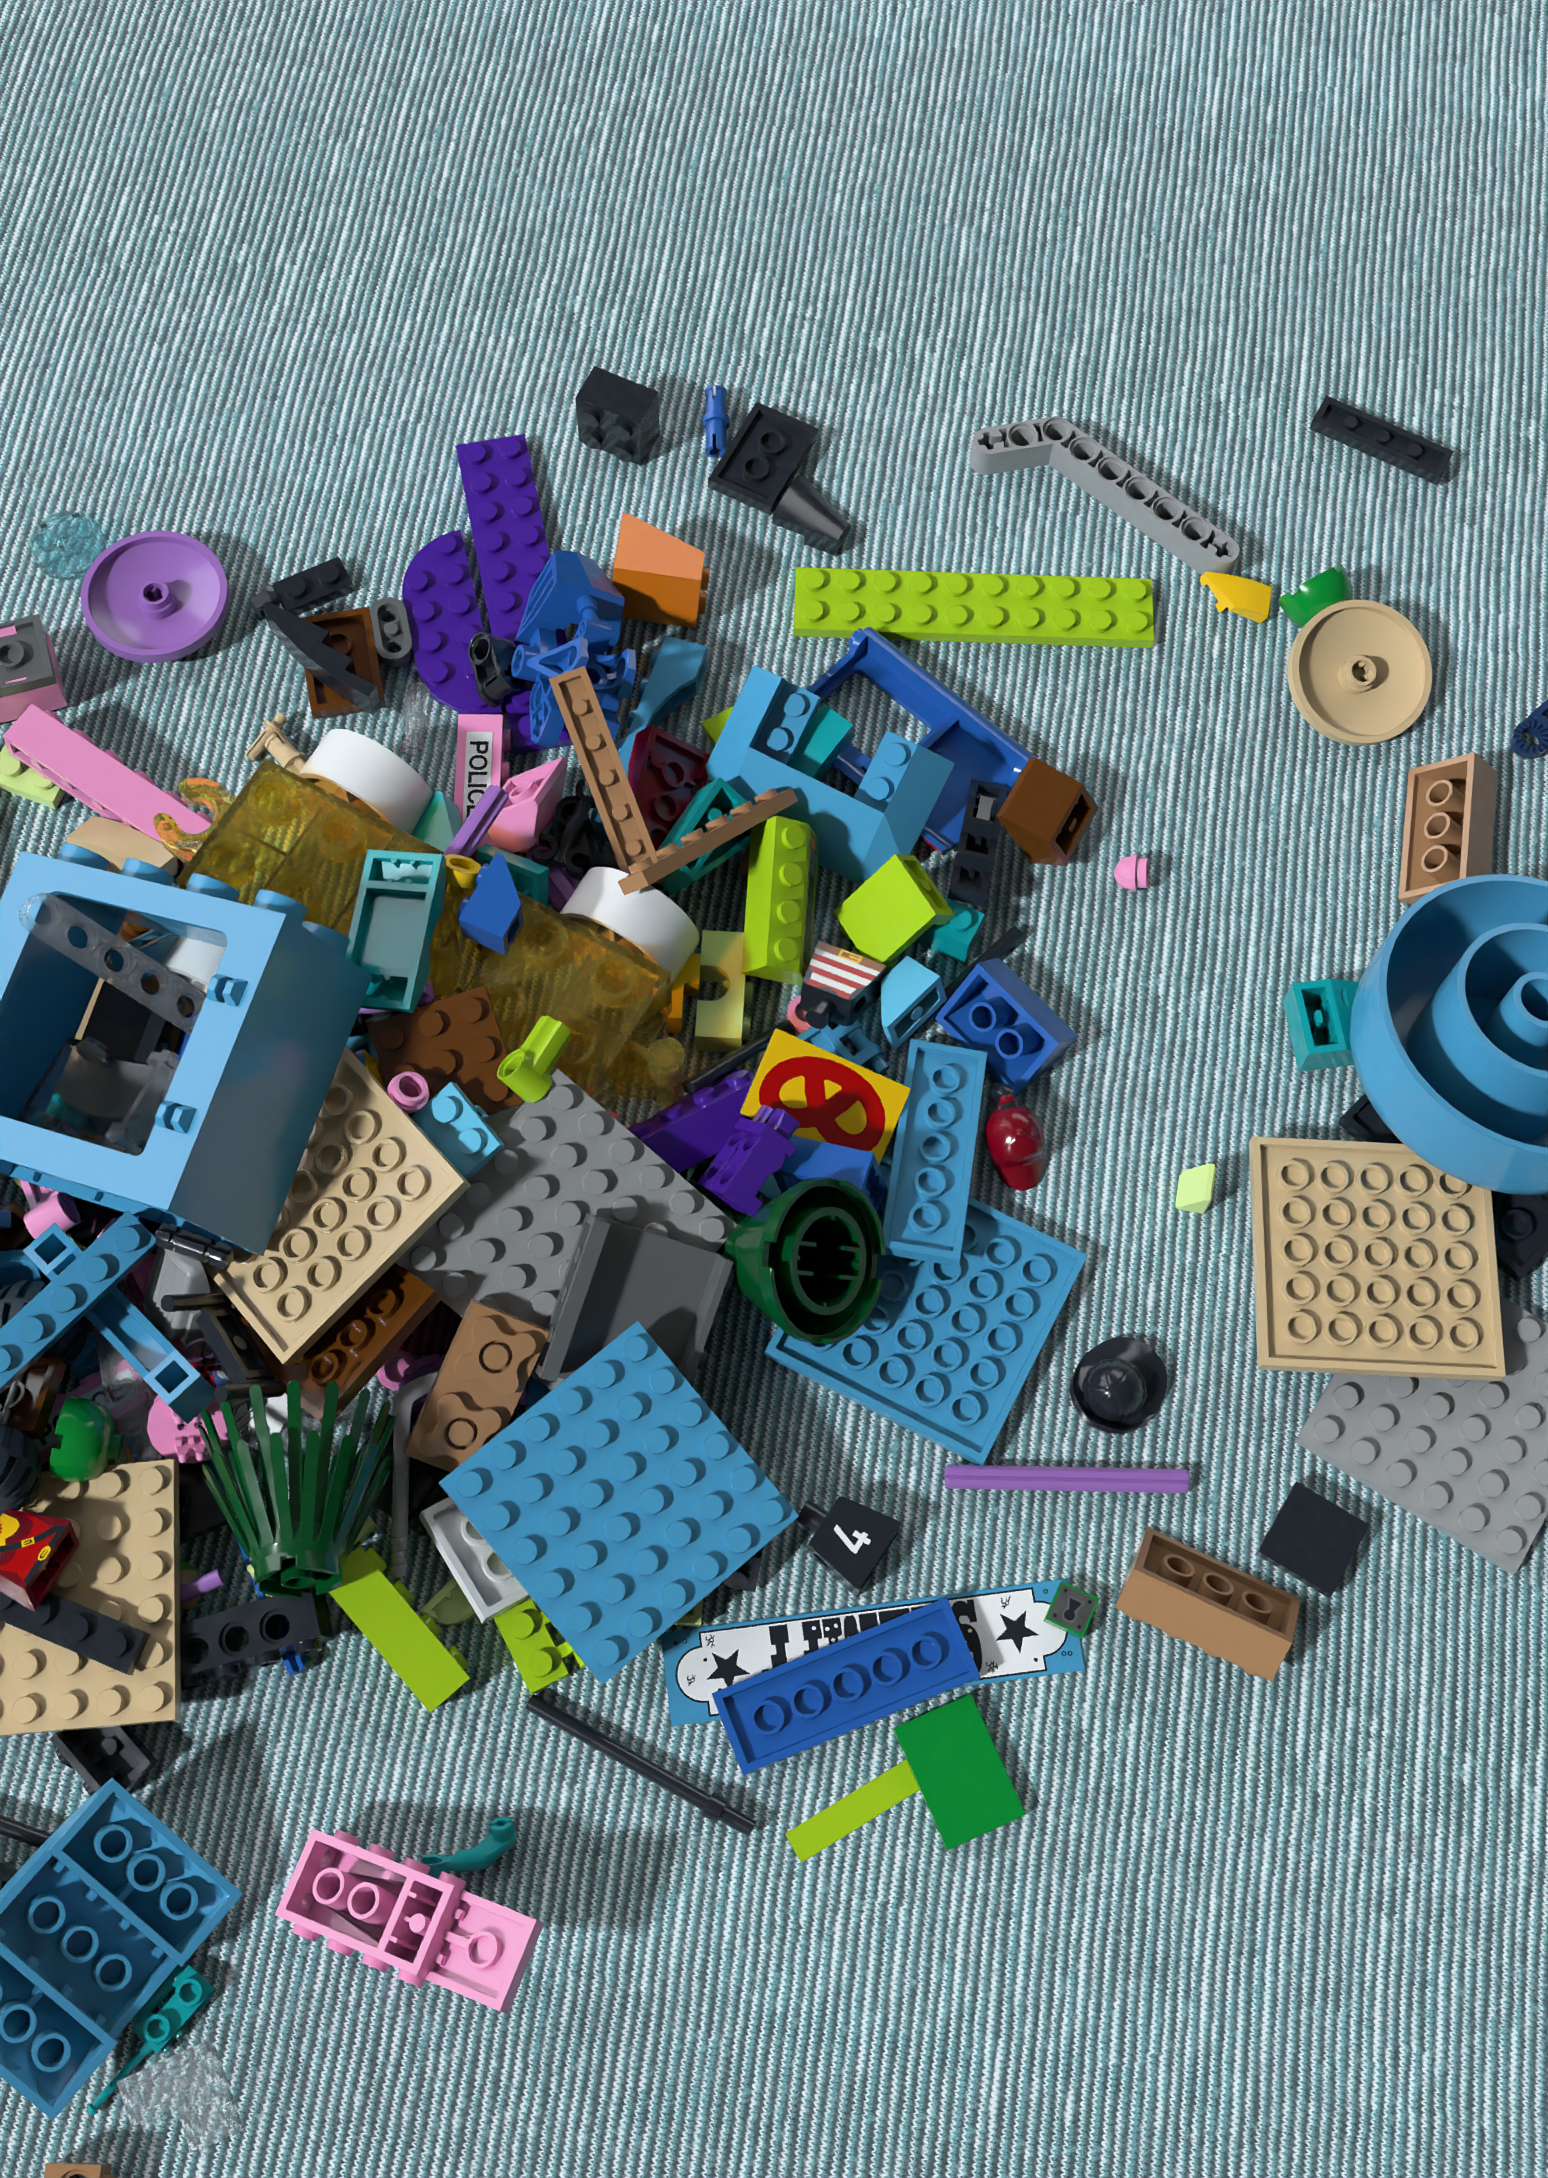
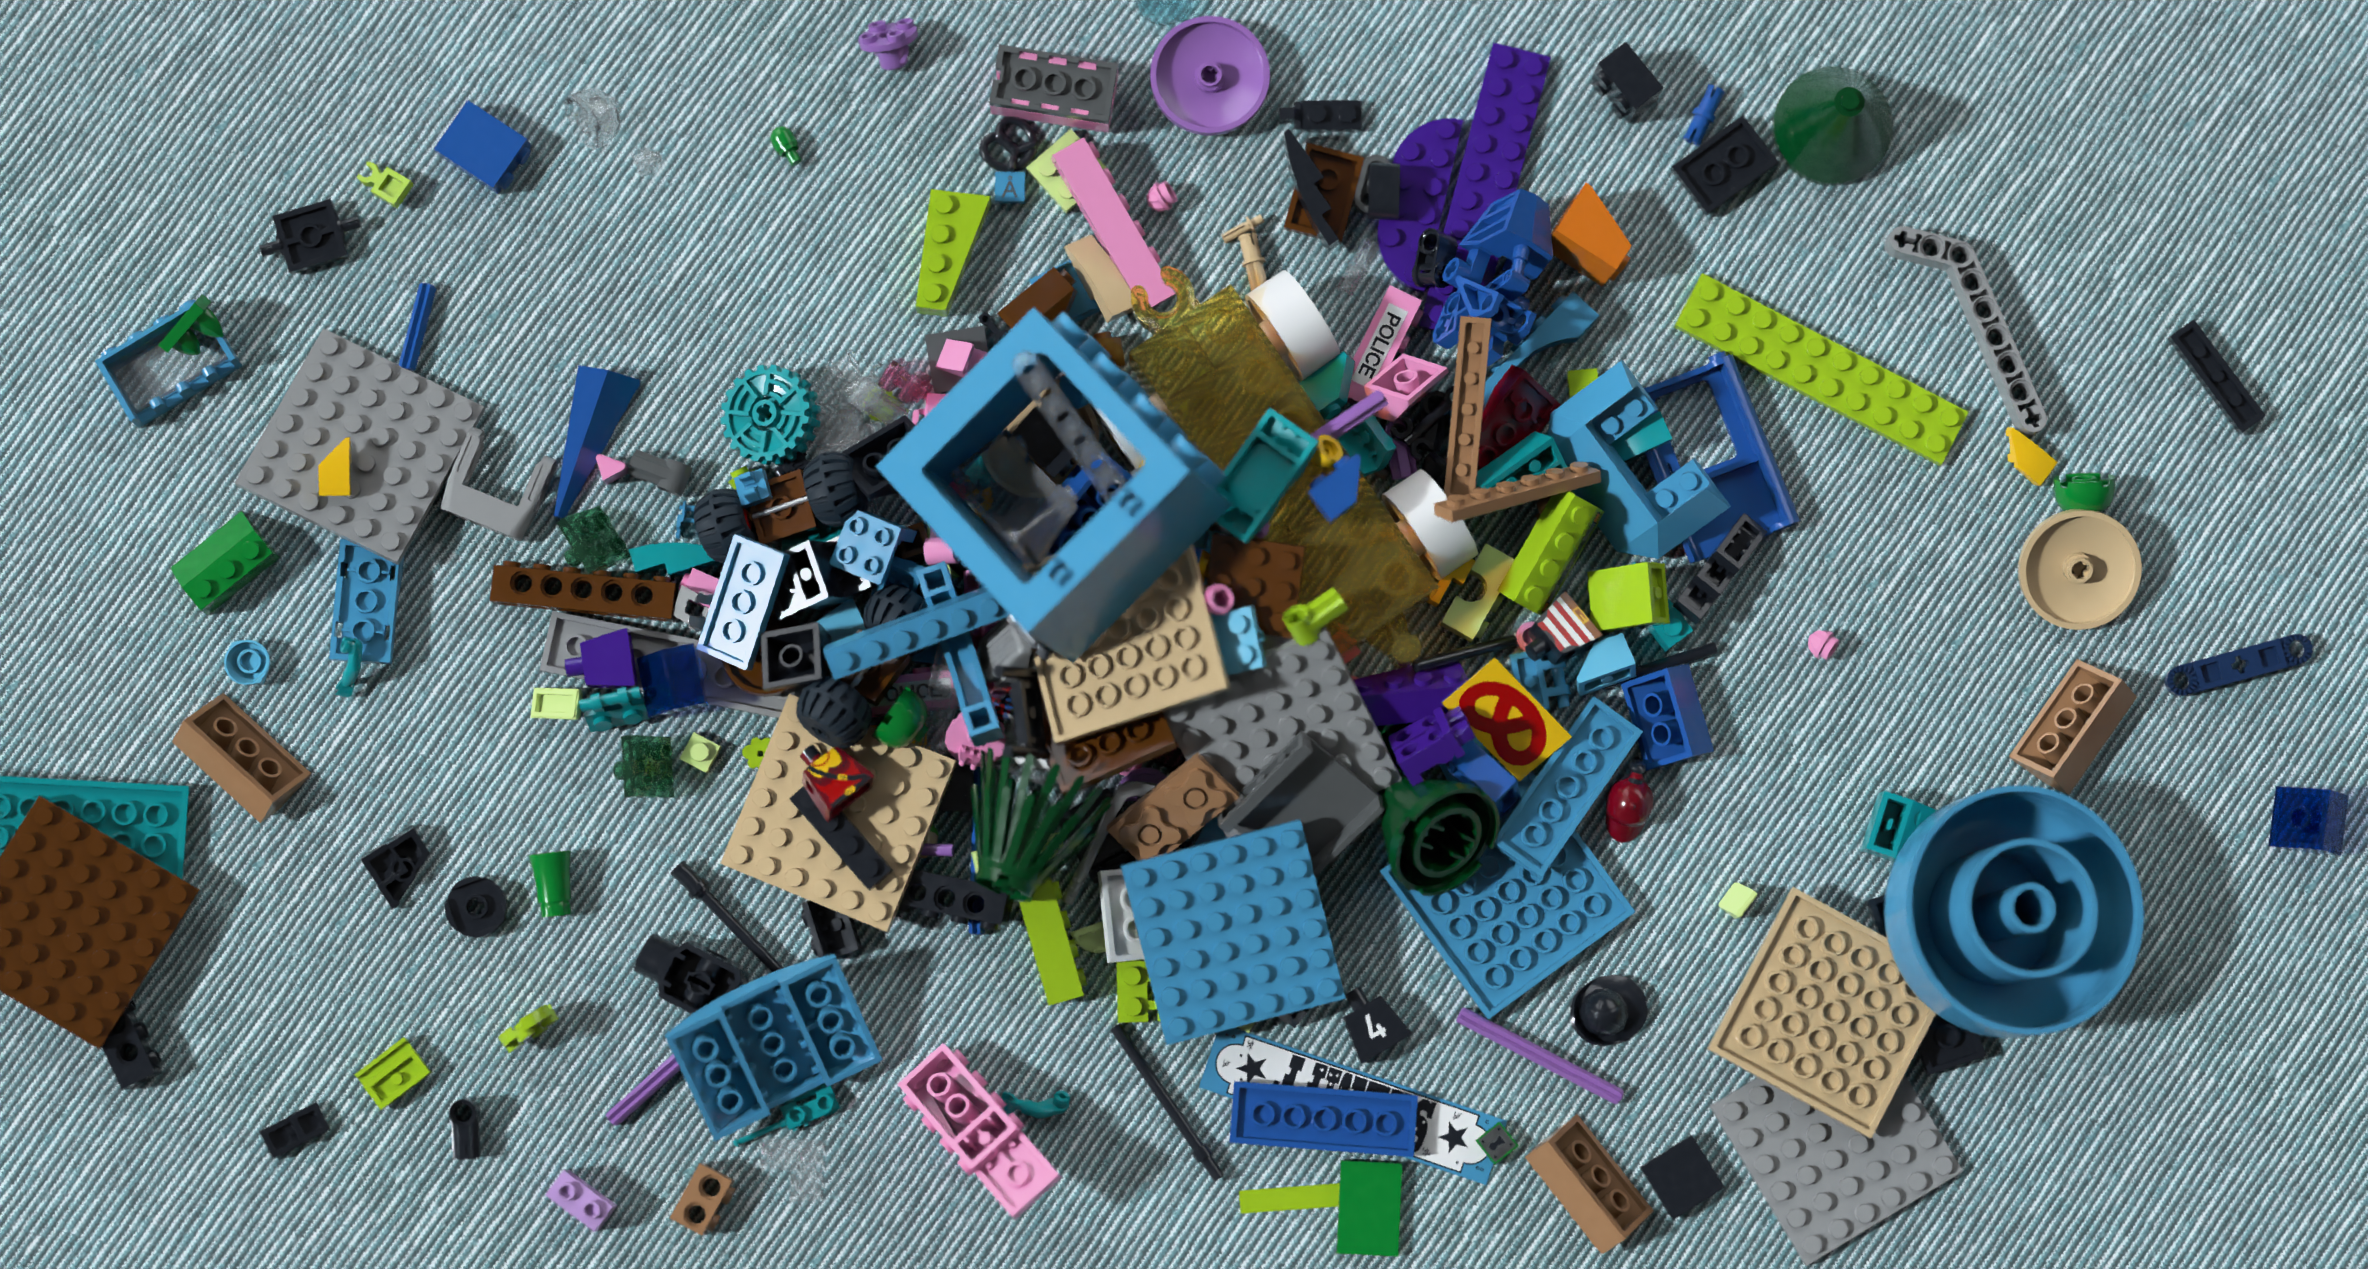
camera: 25 degrees right, 15 degrees up
(156, 742) = (1161, 196): none -> bright pink plate
(405, 625) = (1383, 191): none -> black beam
(811, 515) = (1736, 233): black slope -> none
(856, 371) = (1832, 126): none -> dark green cone
(1047, 813) = (1781, 572): reddish brown slope -> none

